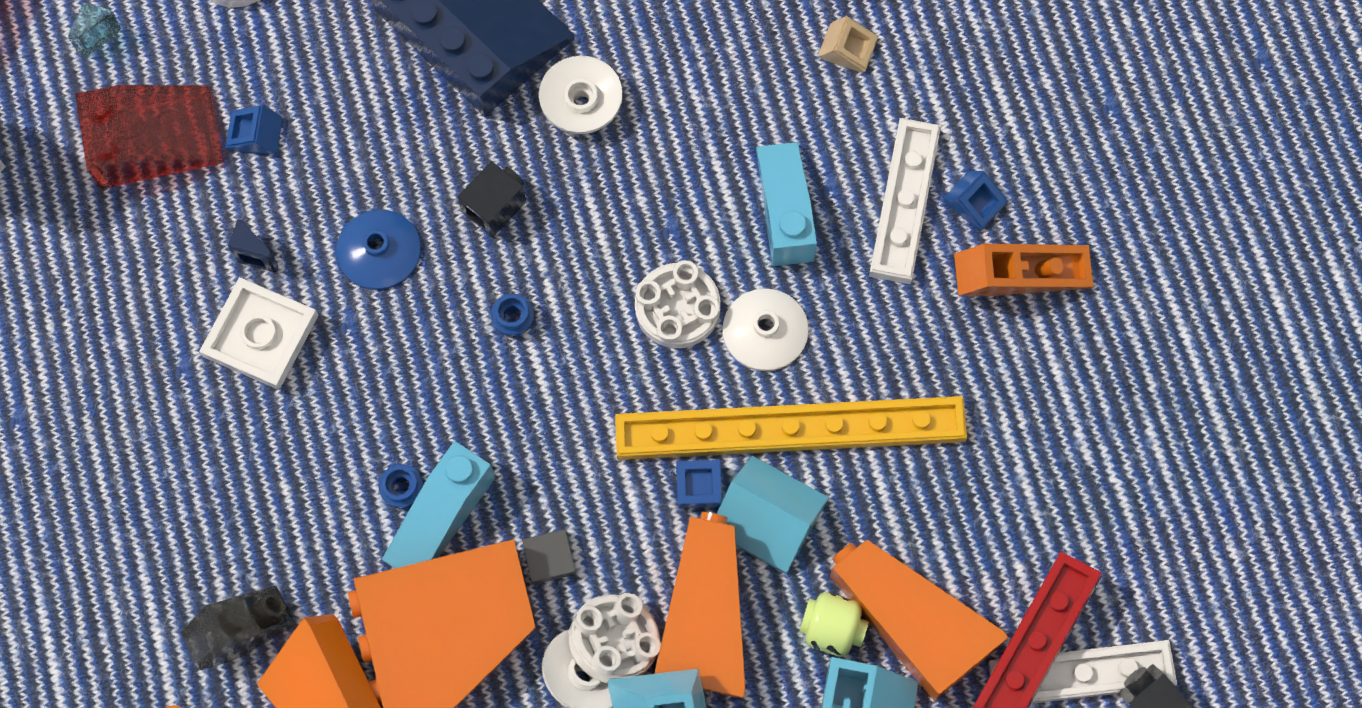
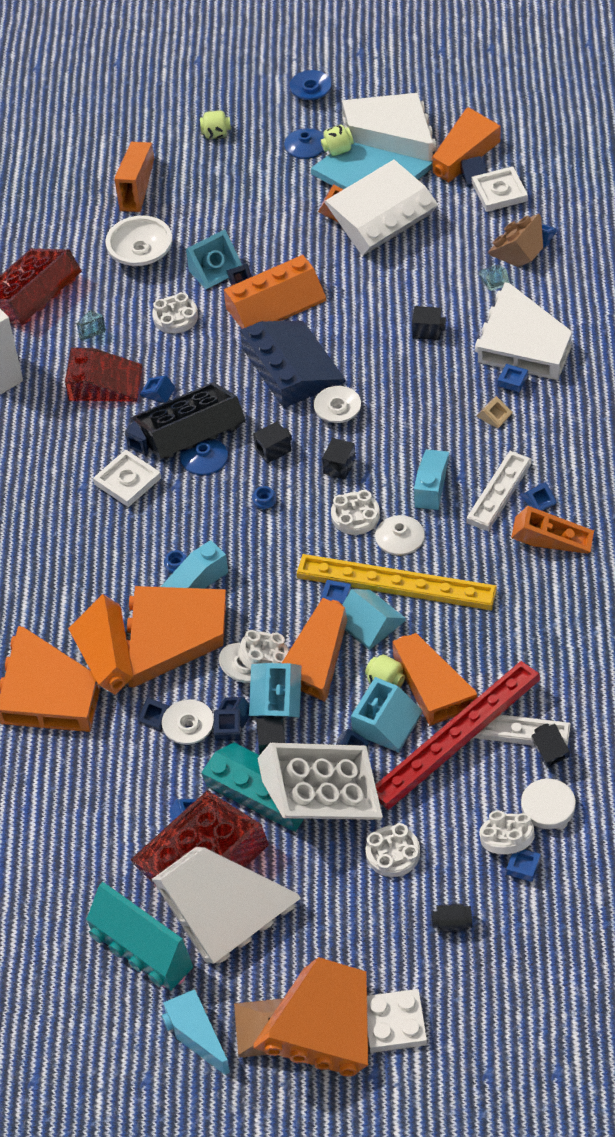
camera: 20 degrees right, 20 degrees down
(236, 626) = (64, 603): clear smoke slope -> none
(330, 186) = (190, 419): none -> black slope
(549, 557) = (243, 611): dark grey tile -> none
(617, 206) = (338, 458): none -> black brick

